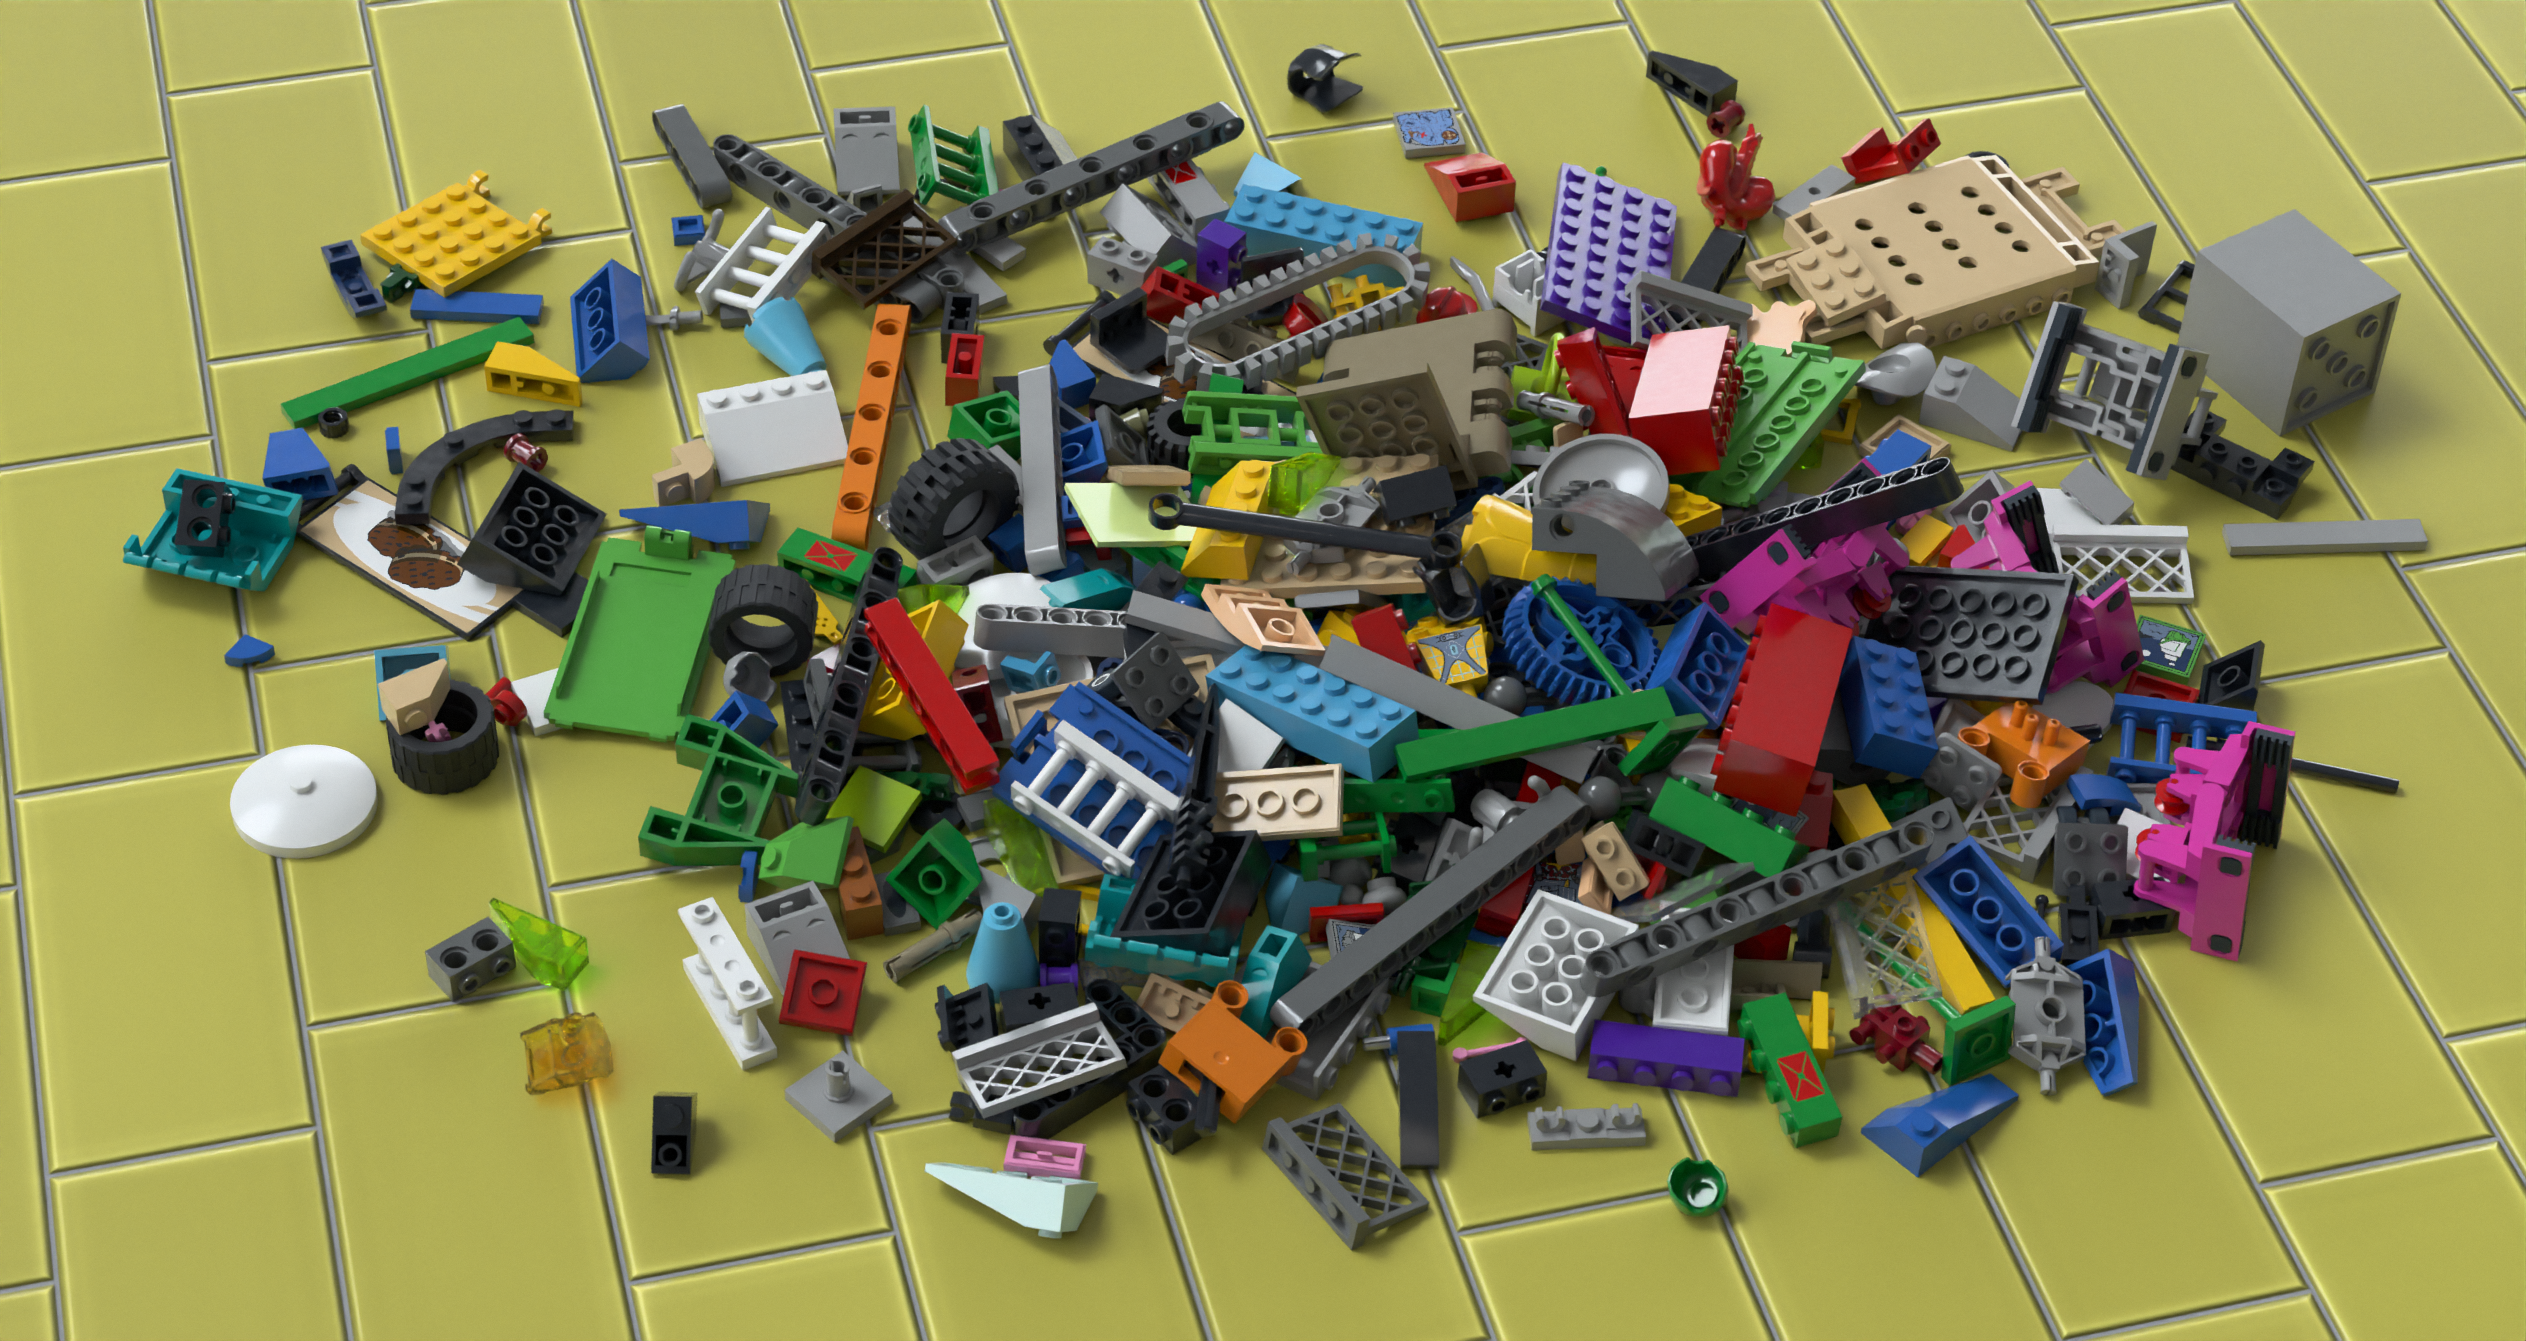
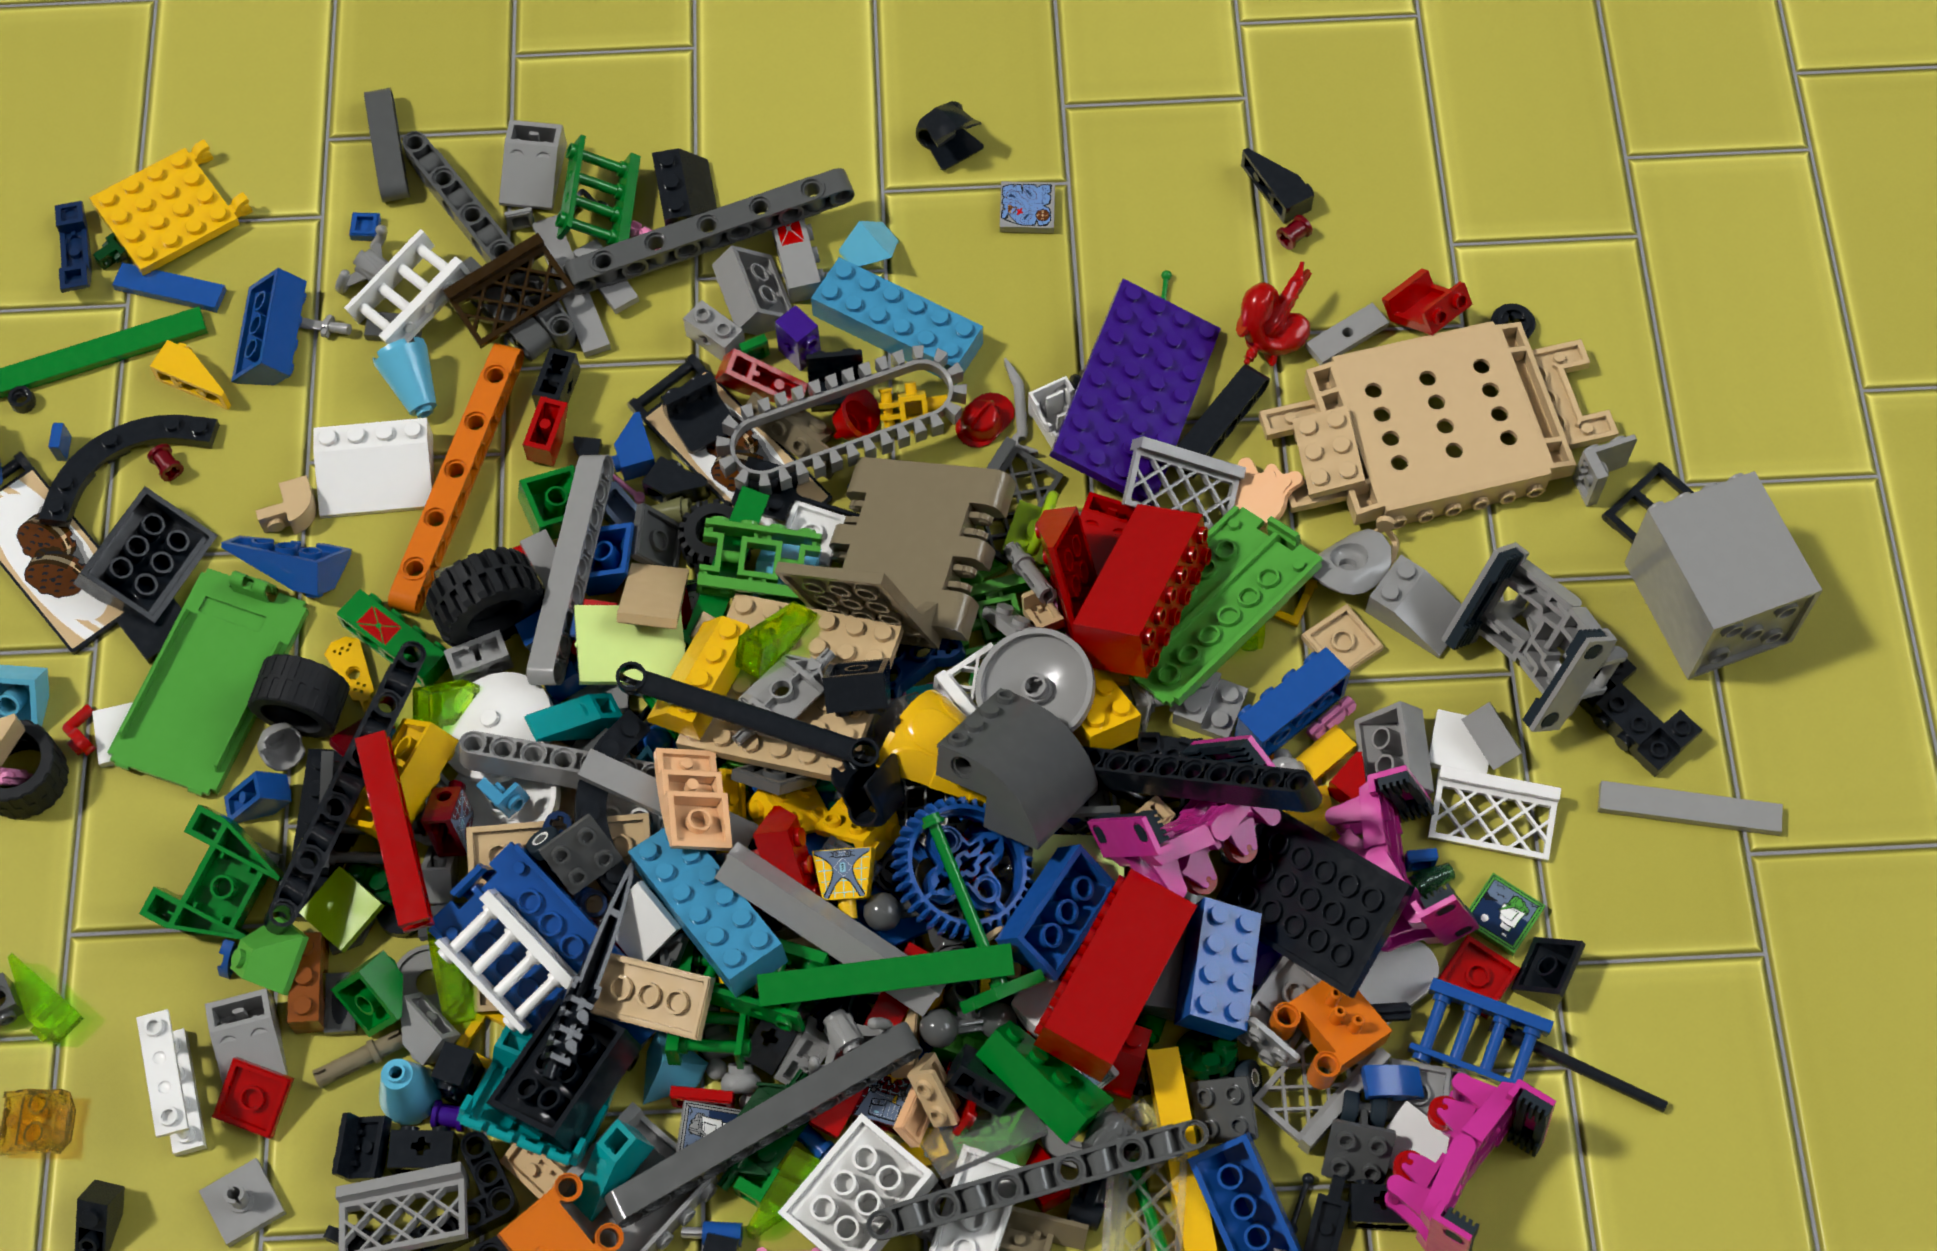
camera: 15 degrees right, 20 degrees up
(1473, 185) = (1044, 277): red slope -> none

